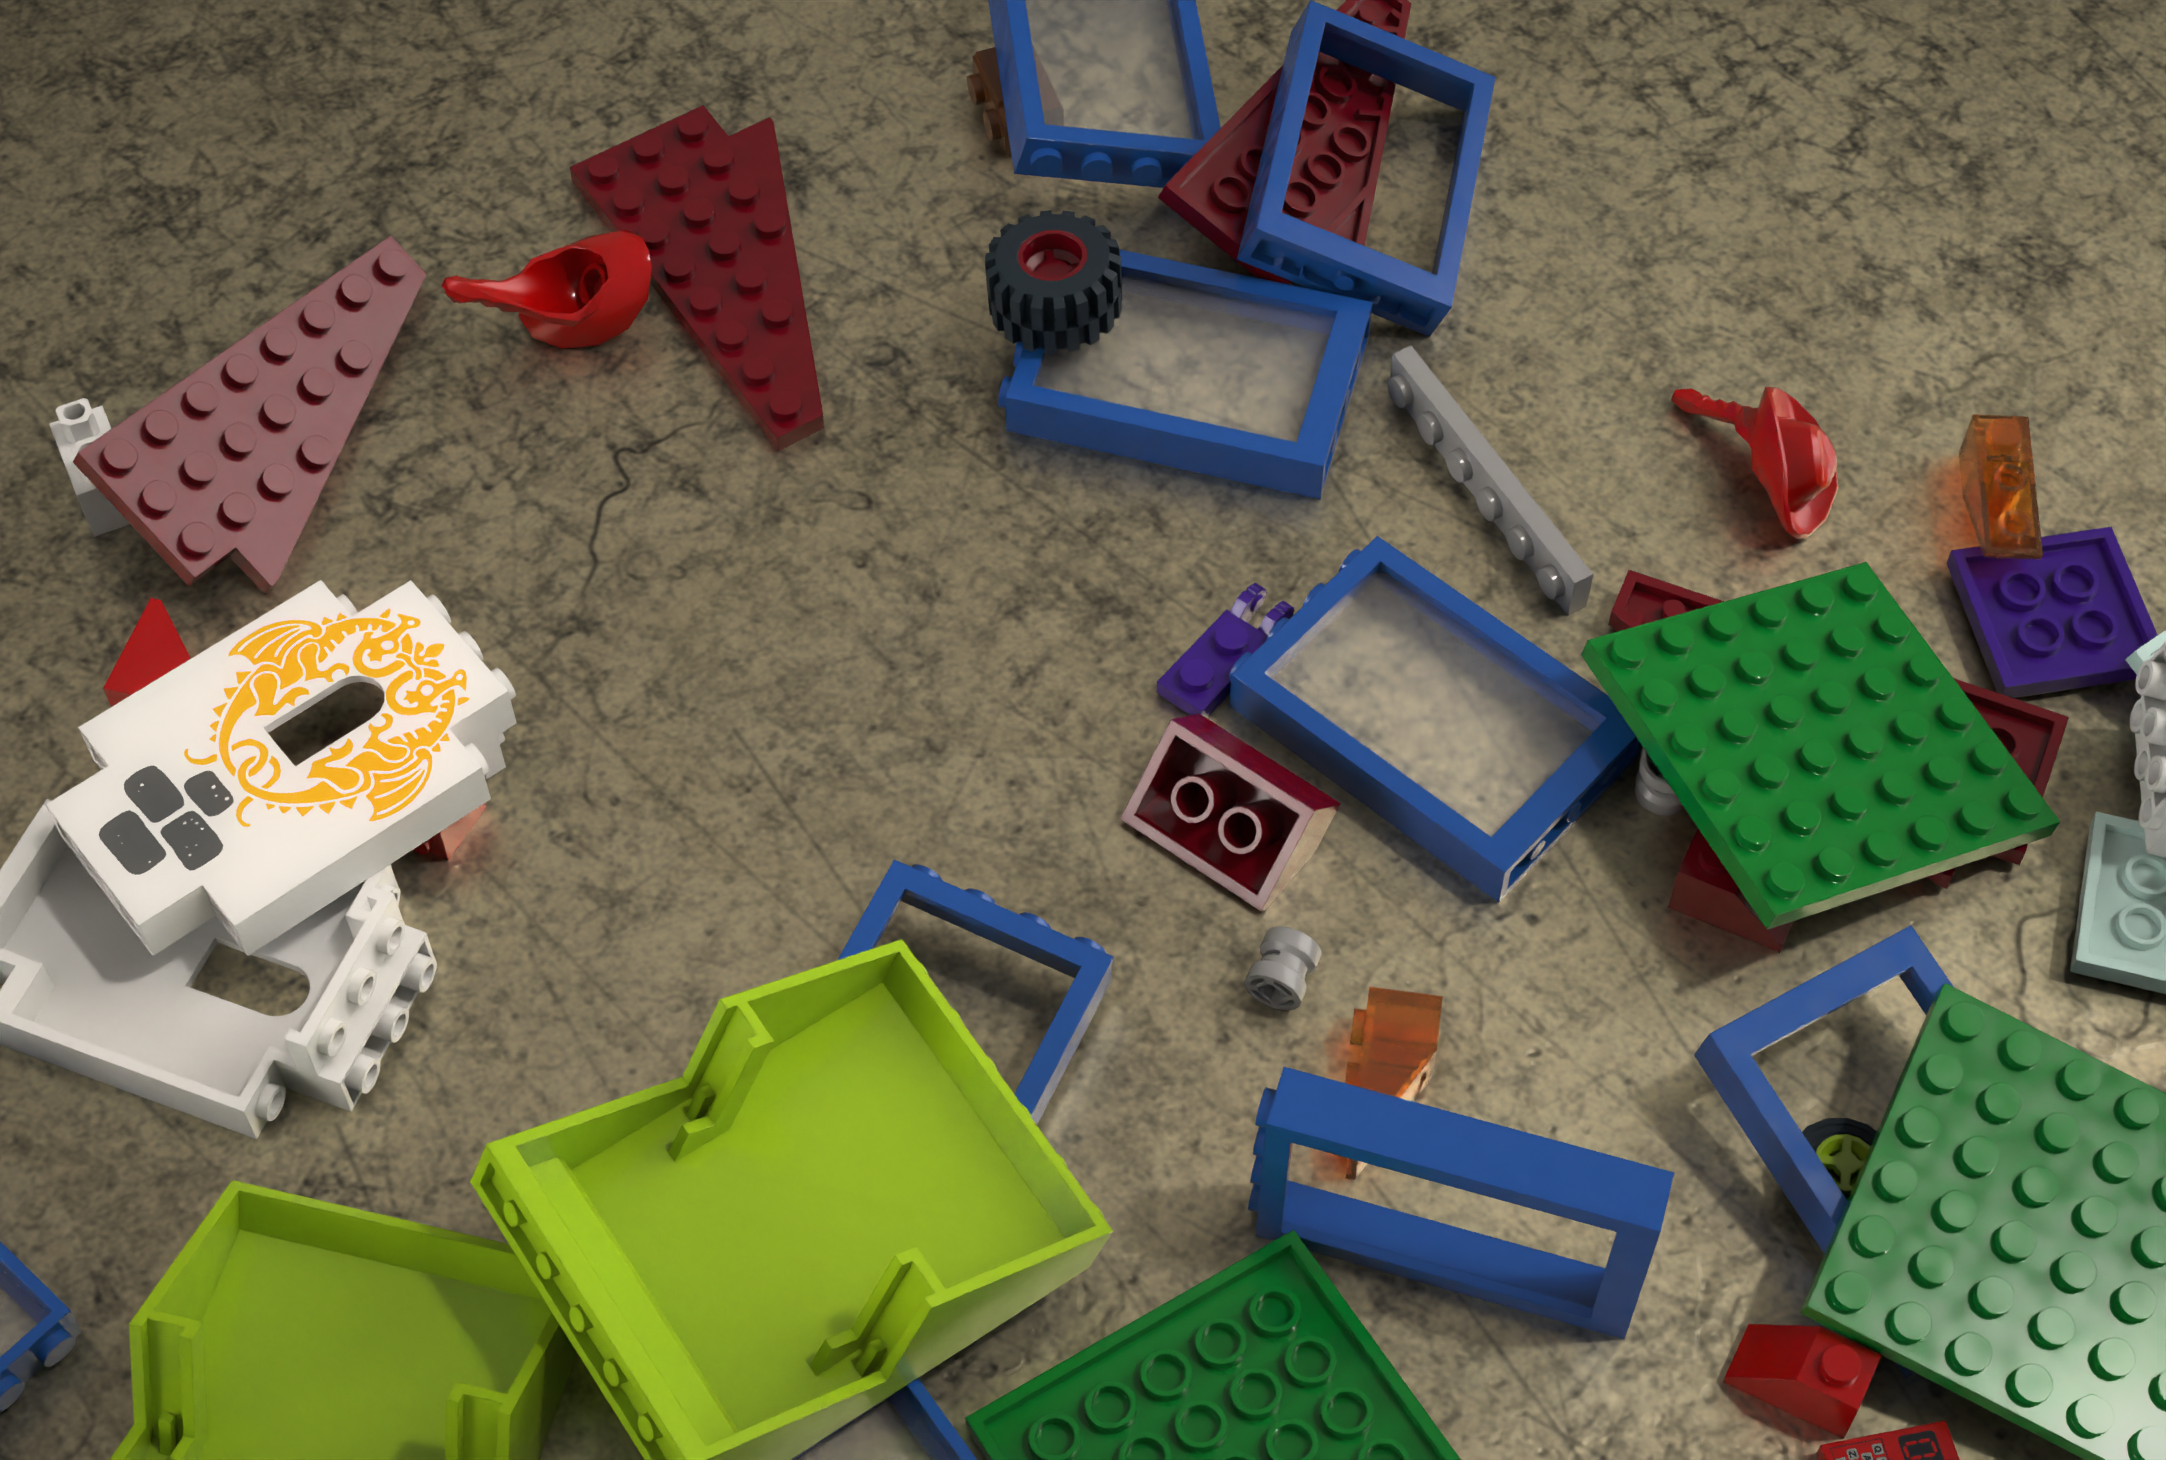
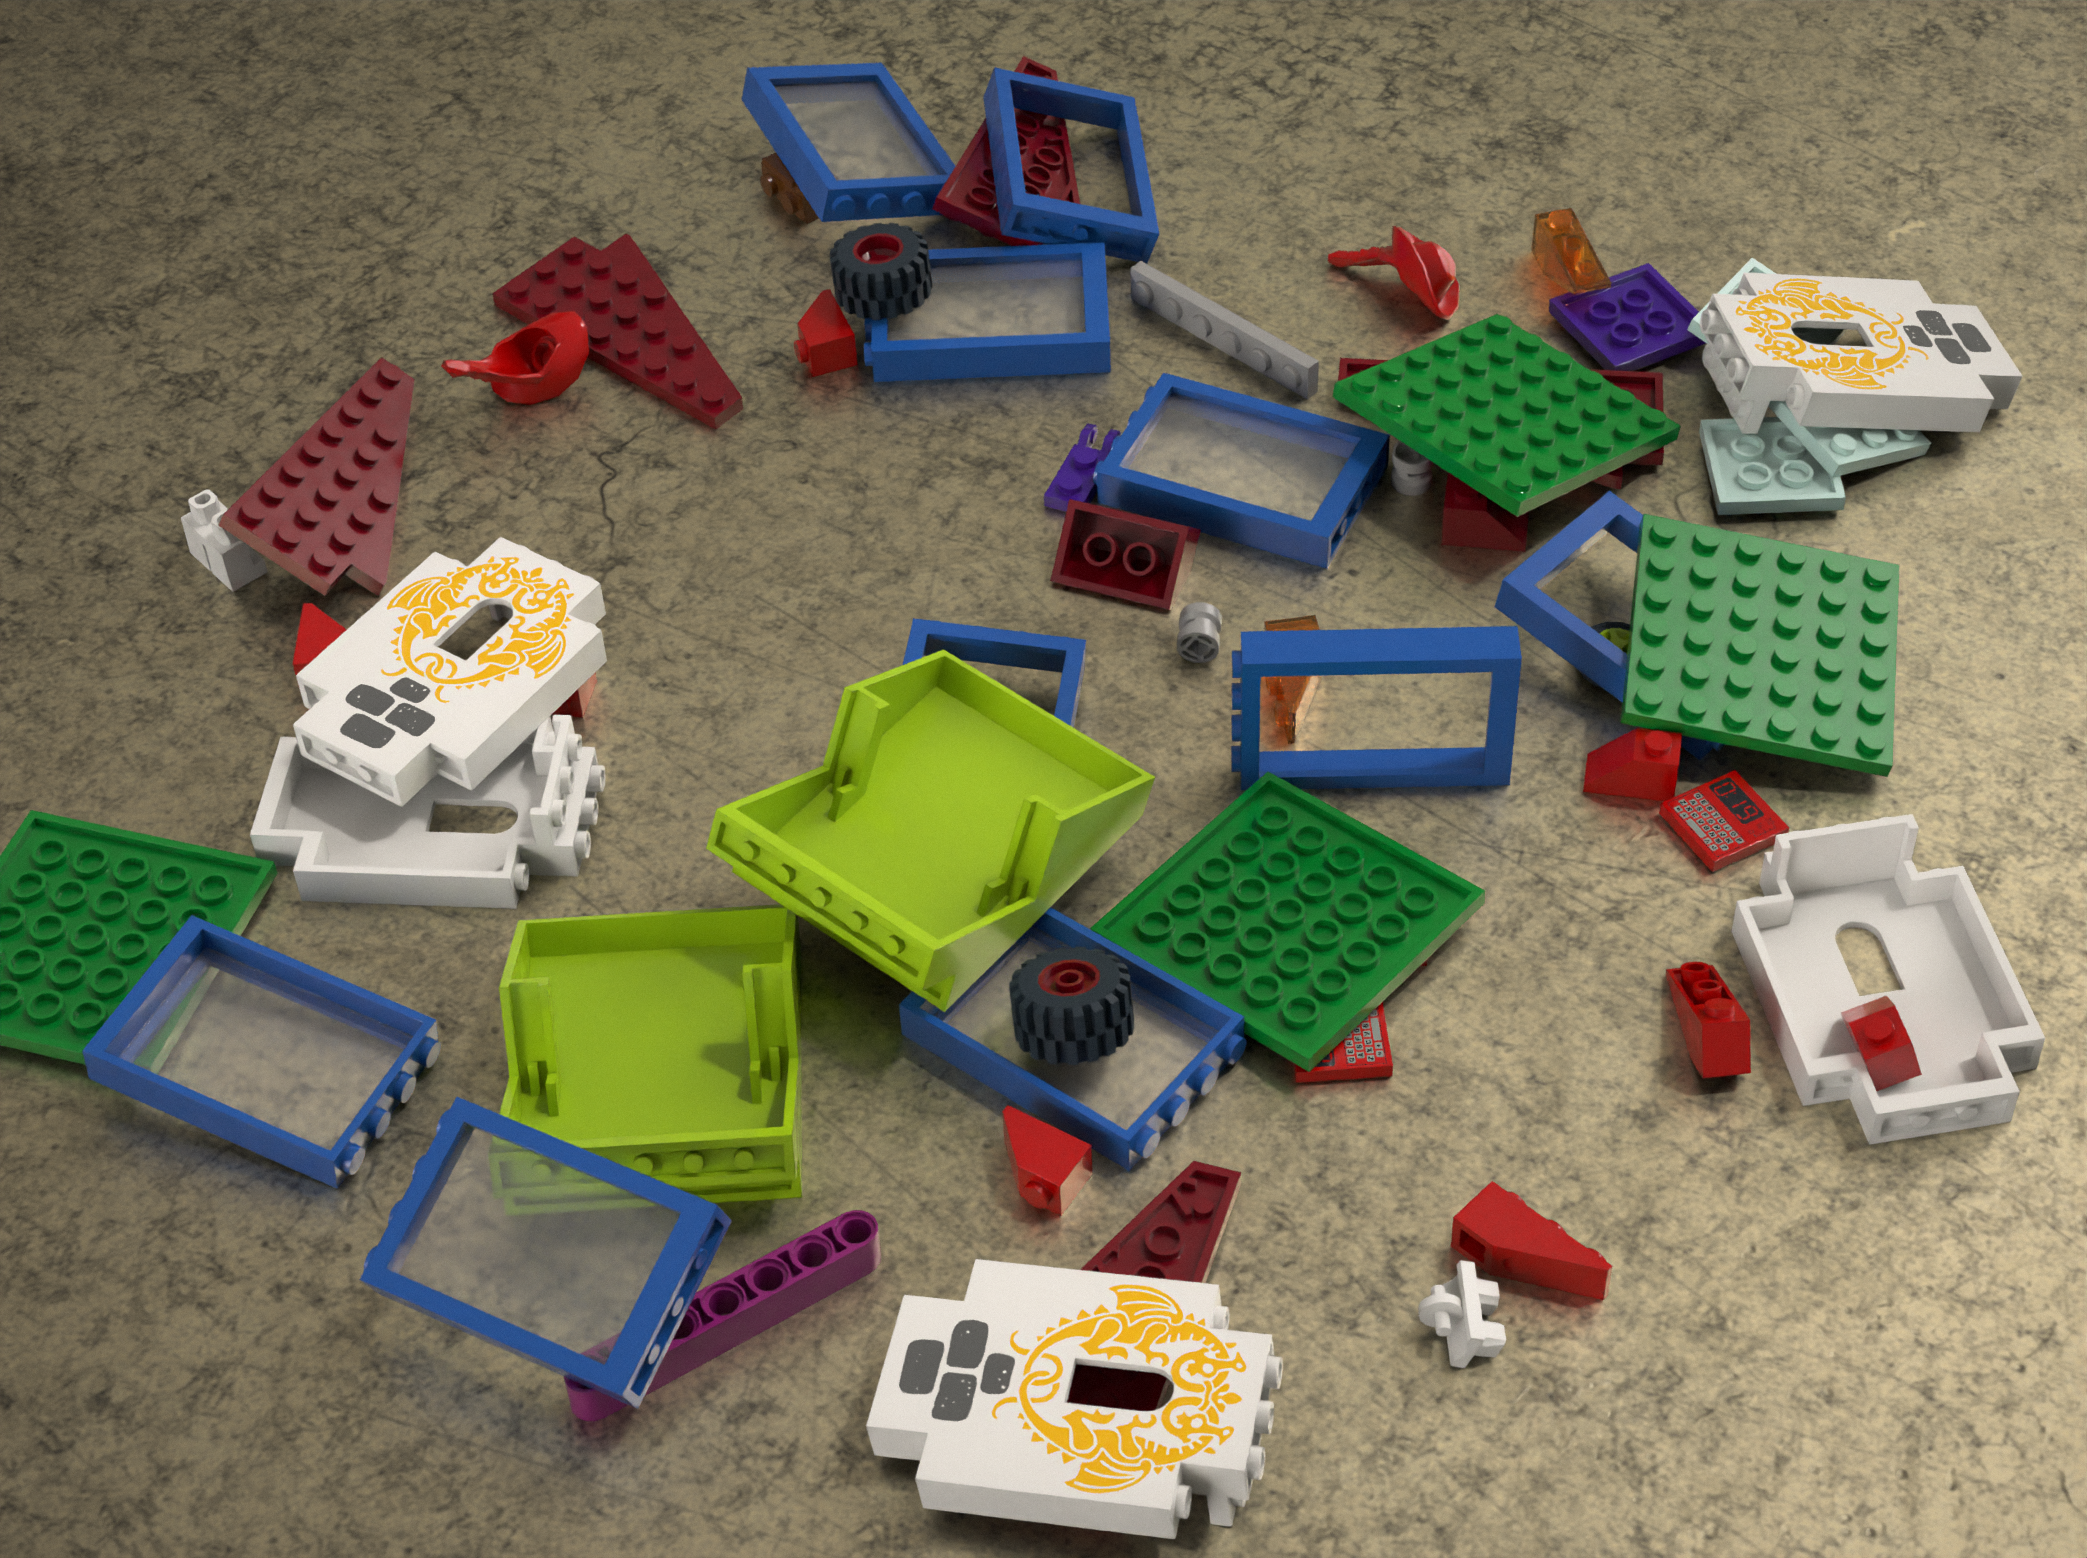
camera: 15 degrees left, 10 degrees down
(960, 350) = (825, 337): none -> red slope

